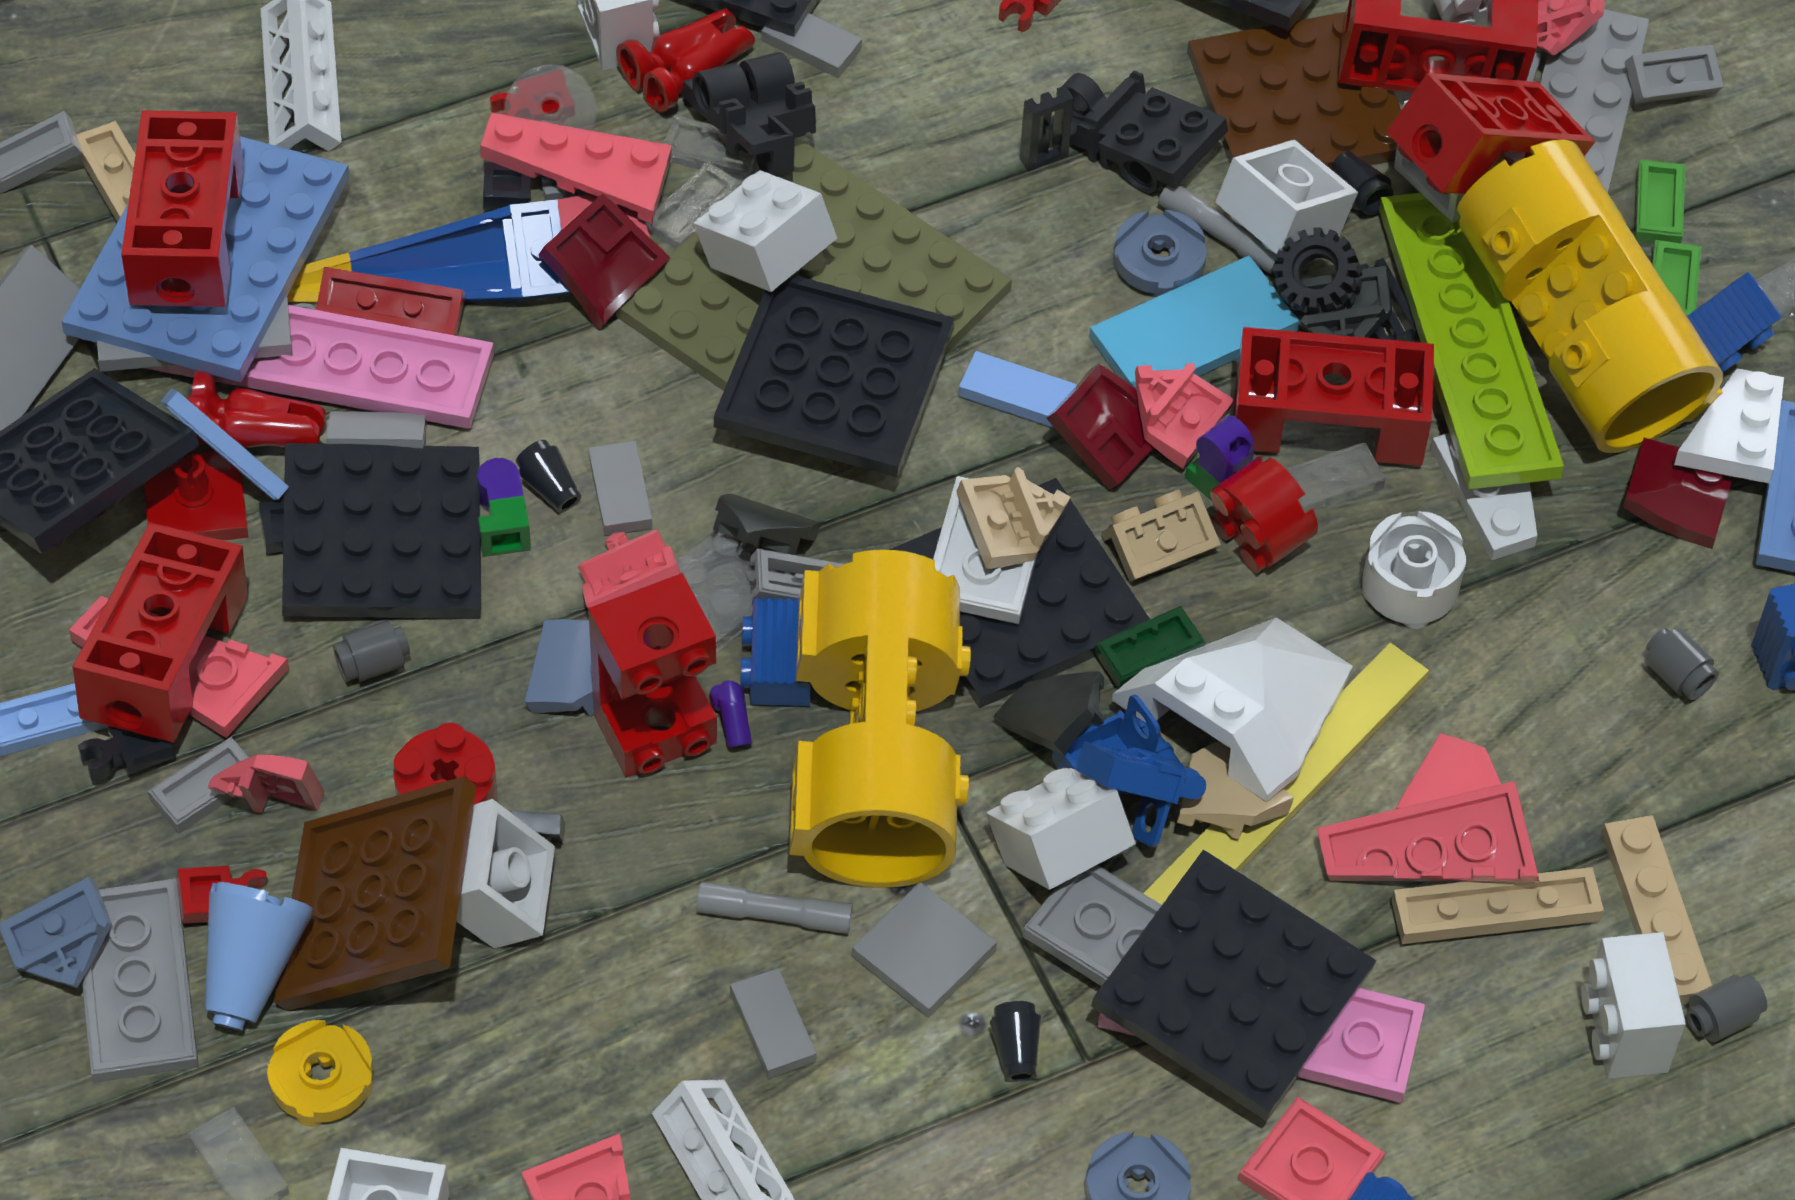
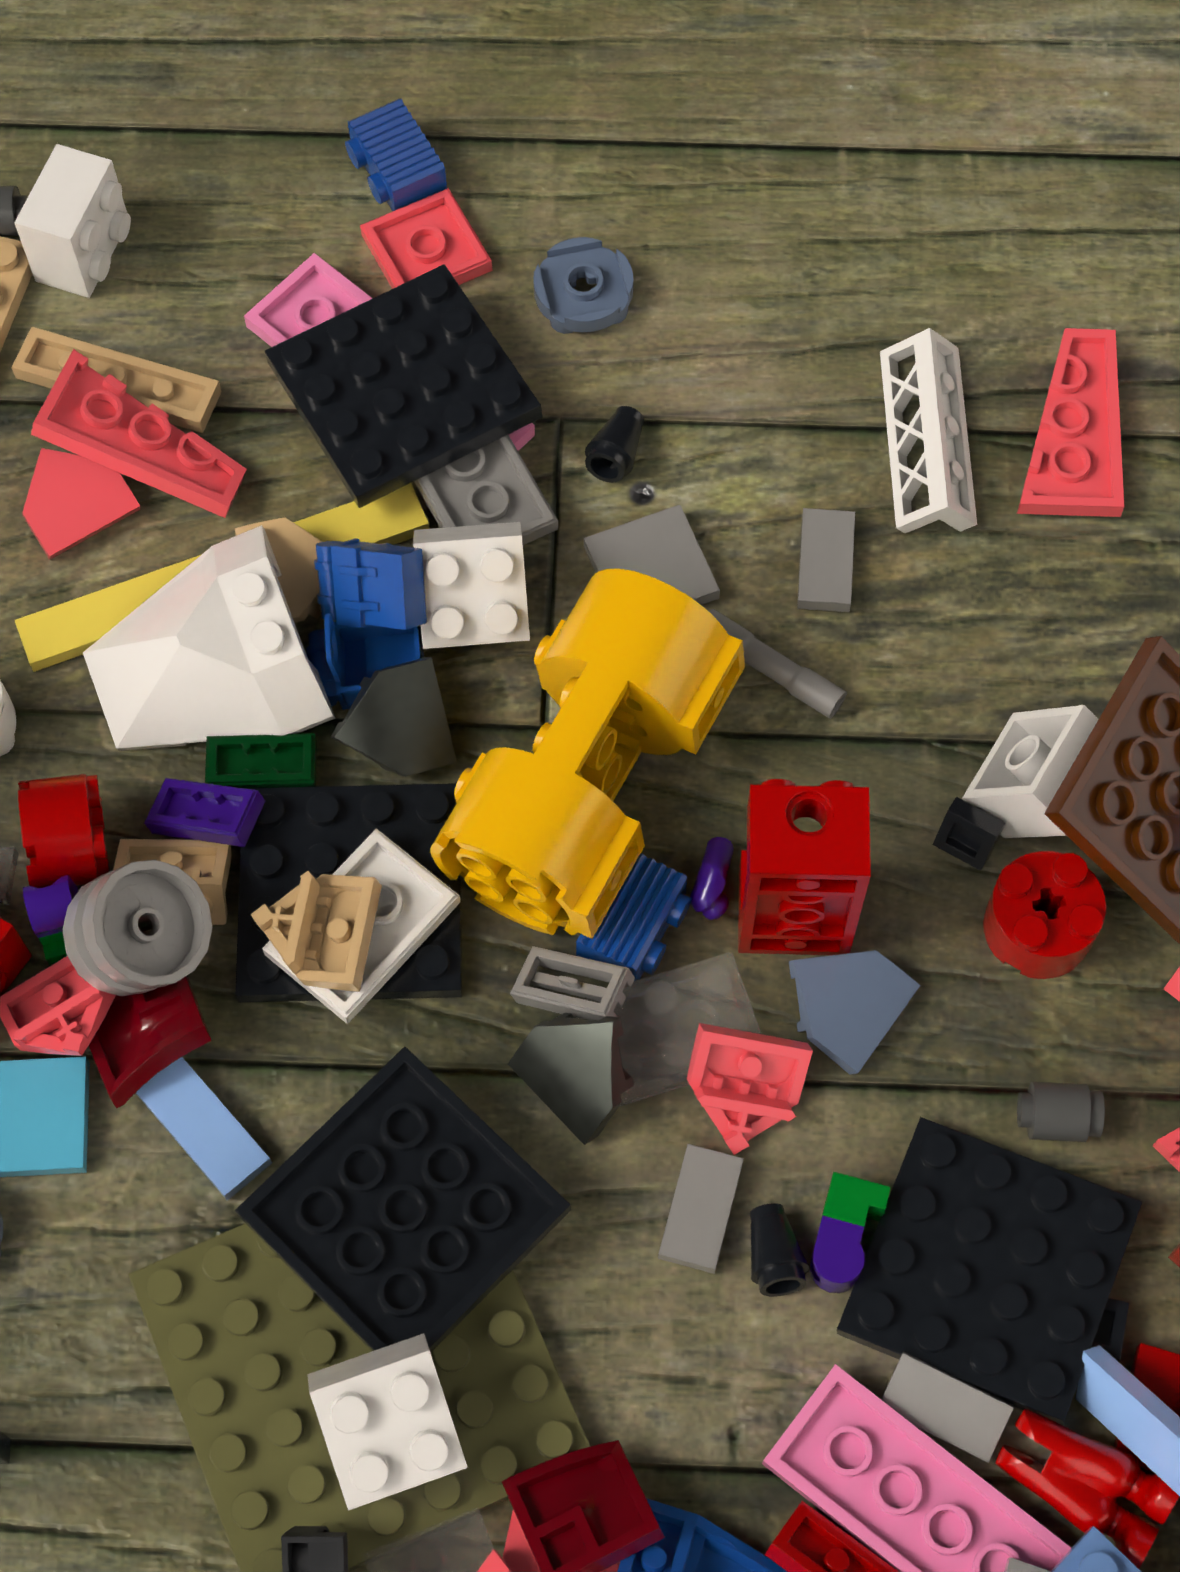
camera: 150 degrees left, 10 degrees up
(1144, 439) = (137, 928): none -> light grey wheel
(1166, 584) = (205, 812): none -> dark purple plate

